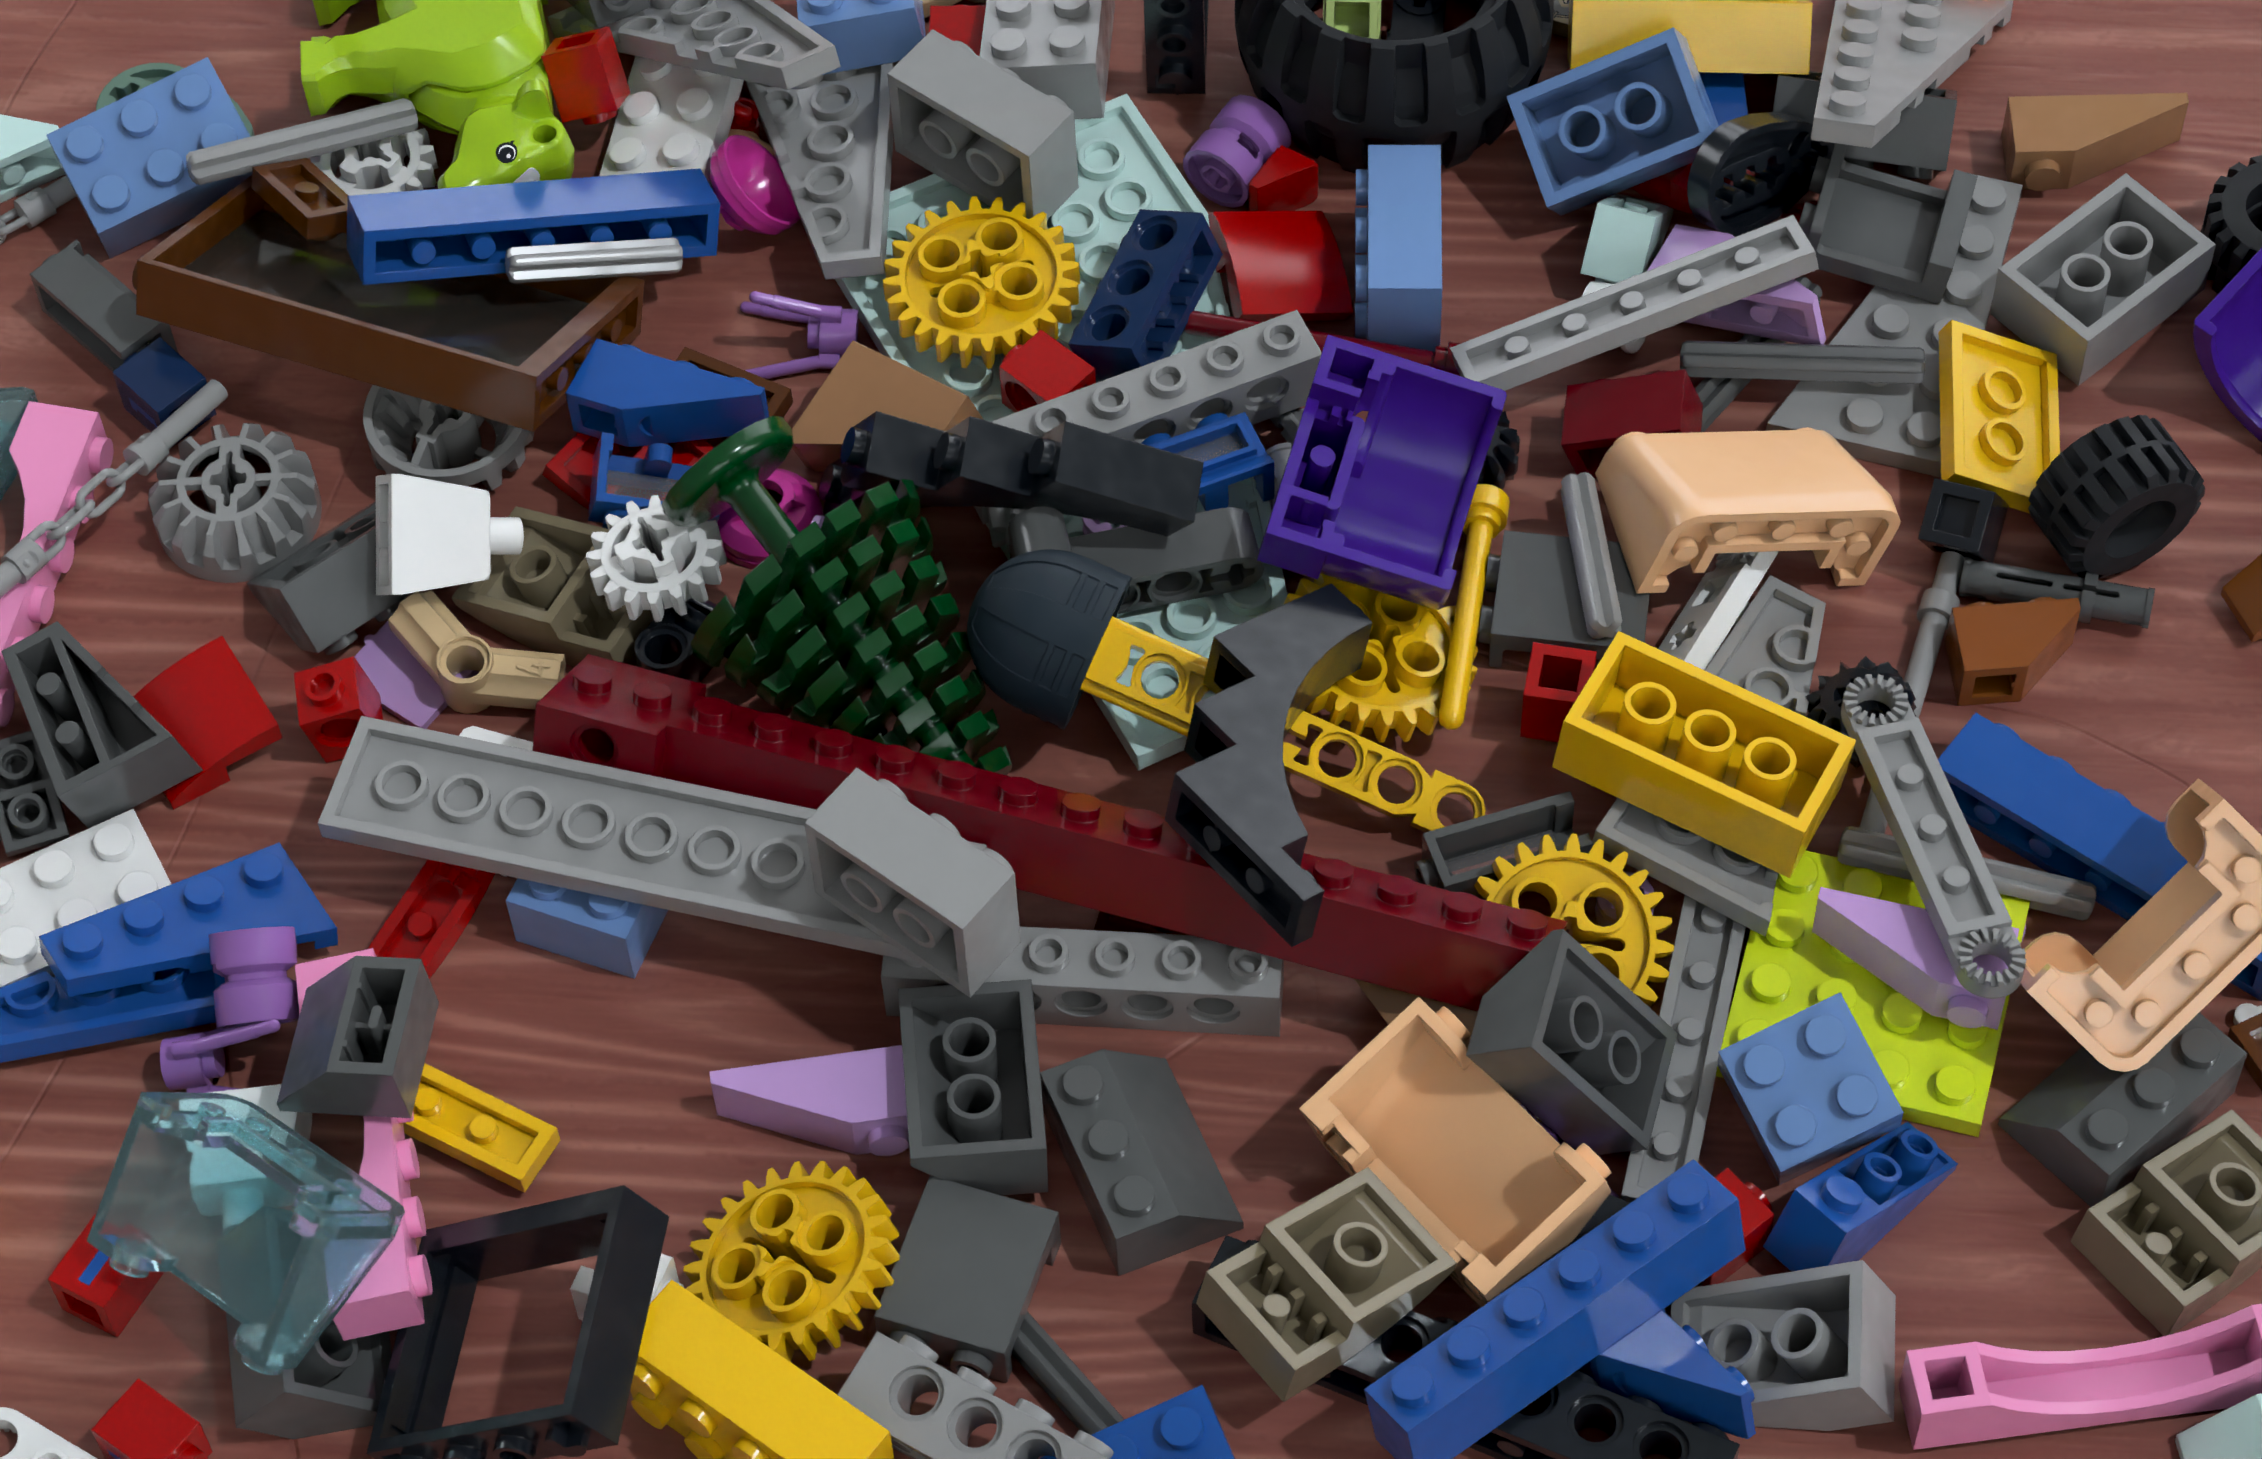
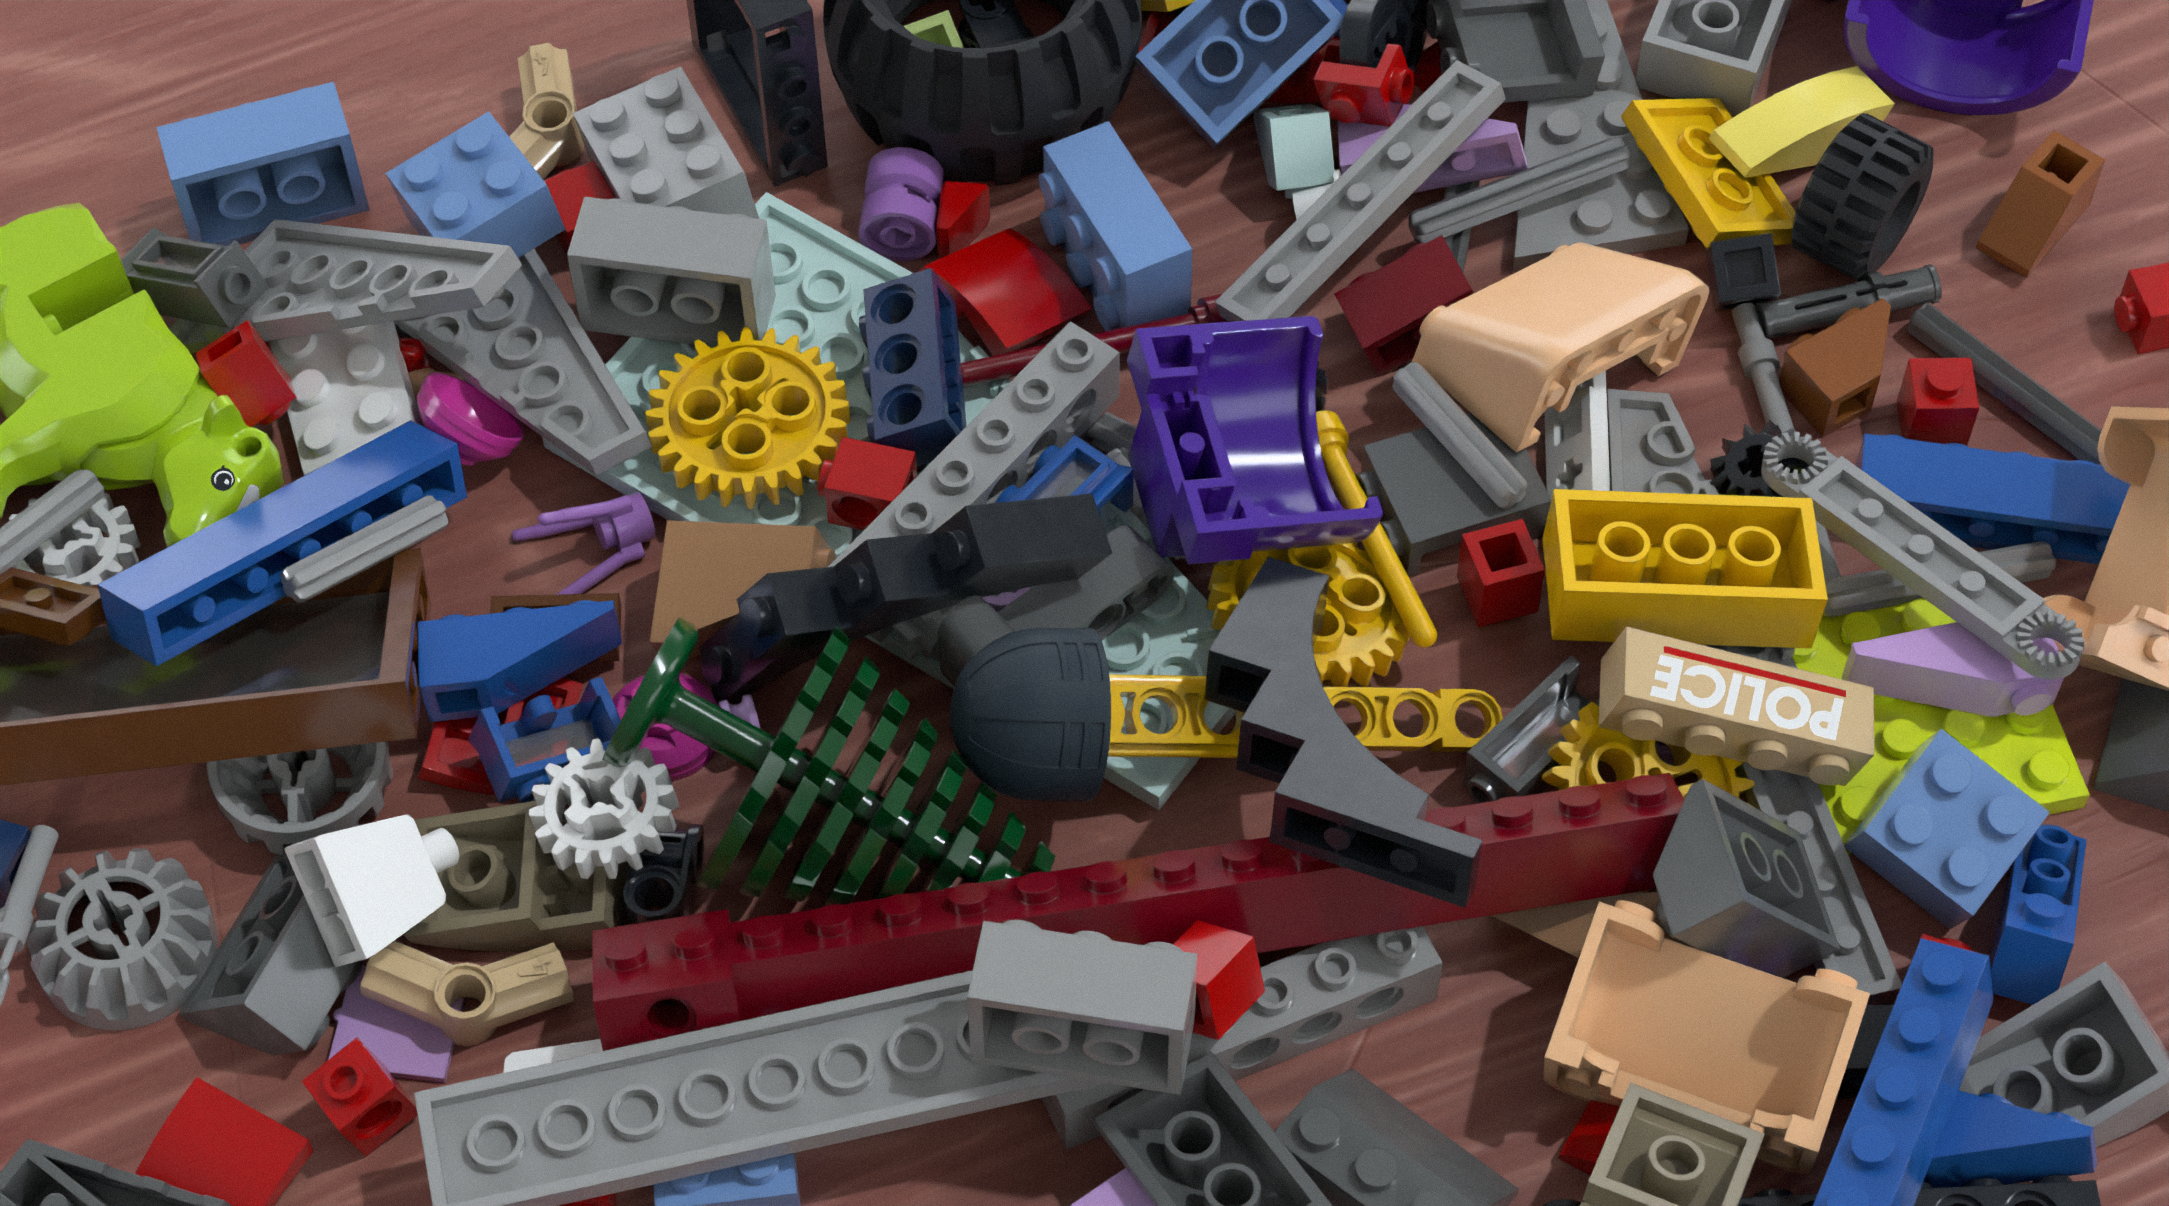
camera: 30 degrees left, 0 degrees up
(1059, 915) = (1226, 976): none -> red brick
(1675, 896) = (1736, 707): none -> tan brick
(1703, 215) = (1366, 93): none -> red bracket
(2074, 716) = (1938, 400): none -> red brick
(2076, 402) = (1799, 122): none -> light yellow slope
(2153, 708) = (2008, 383): none -> dark grey axle

